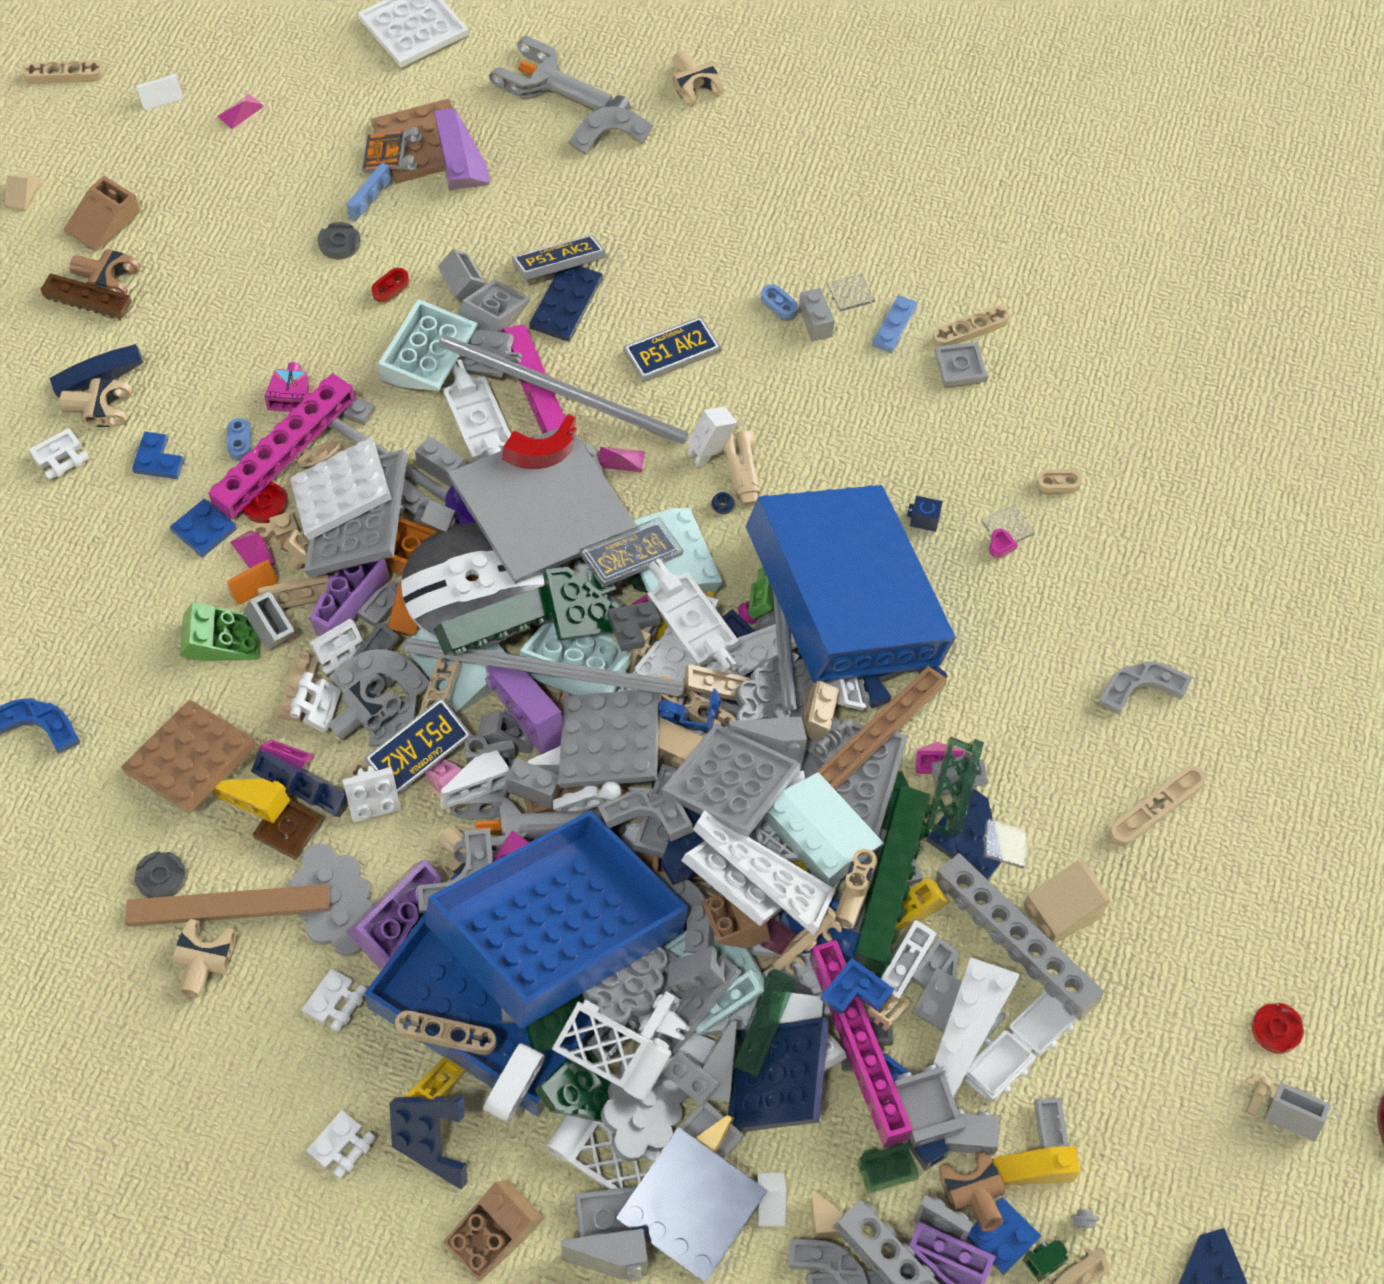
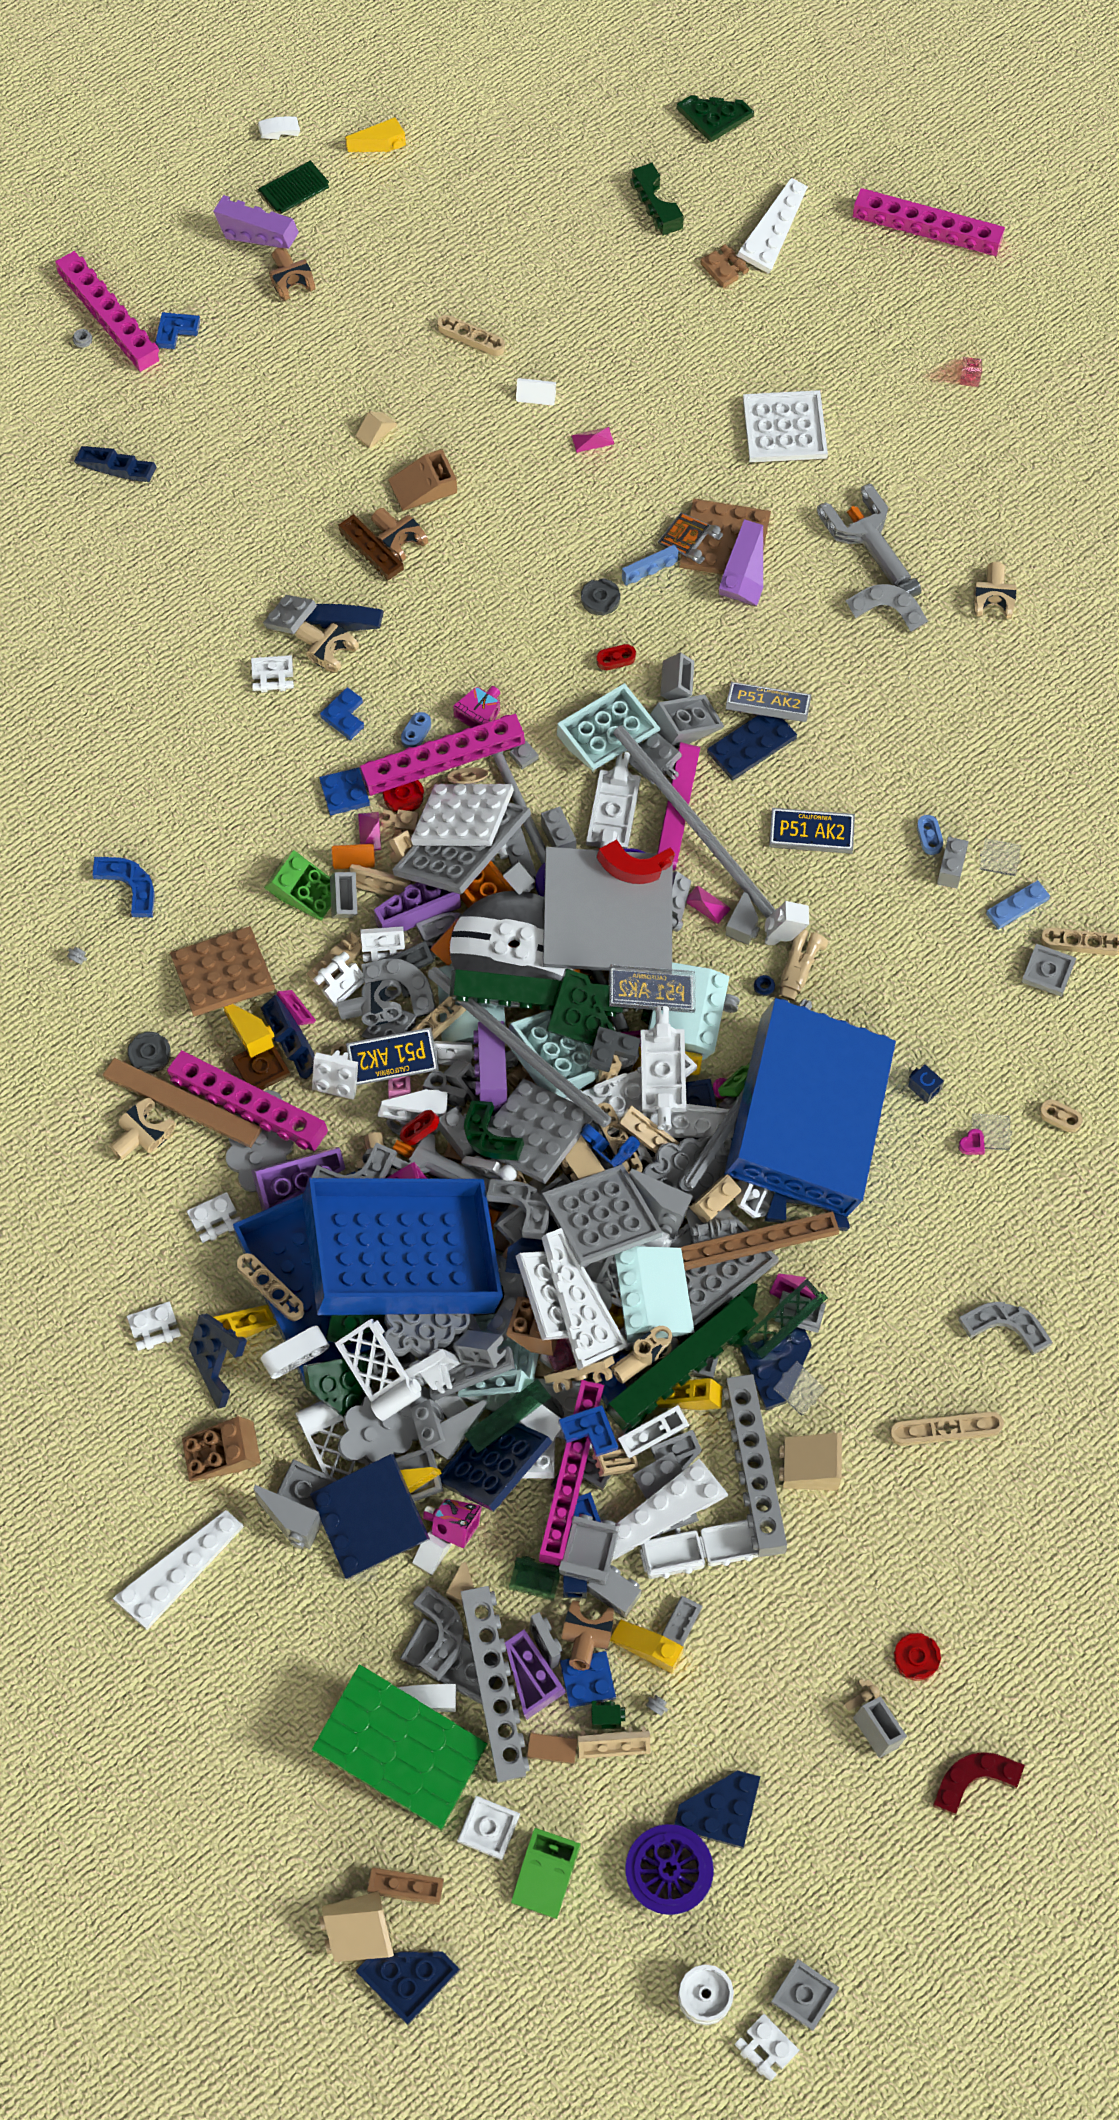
camera: 35 degrees right, 5 degrees up
(22, 819) = (77, 955): none -> light grey plate
(43, 391) = (289, 614): none -> light grey plate
(211, 864) = (241, 1091): none -> dark pink brick
(472, 711) = (448, 1052): none -> white plate
(492, 797) = (419, 1127): none -> red plate
(571, 772) = (483, 1140): none -> dark green plate
(666, 455) = (743, 921): none -> light grey slope
(706, 532) = (731, 1003): none -> light grey bush
(775, 1158) = (454, 1521): none -> dark pink torso

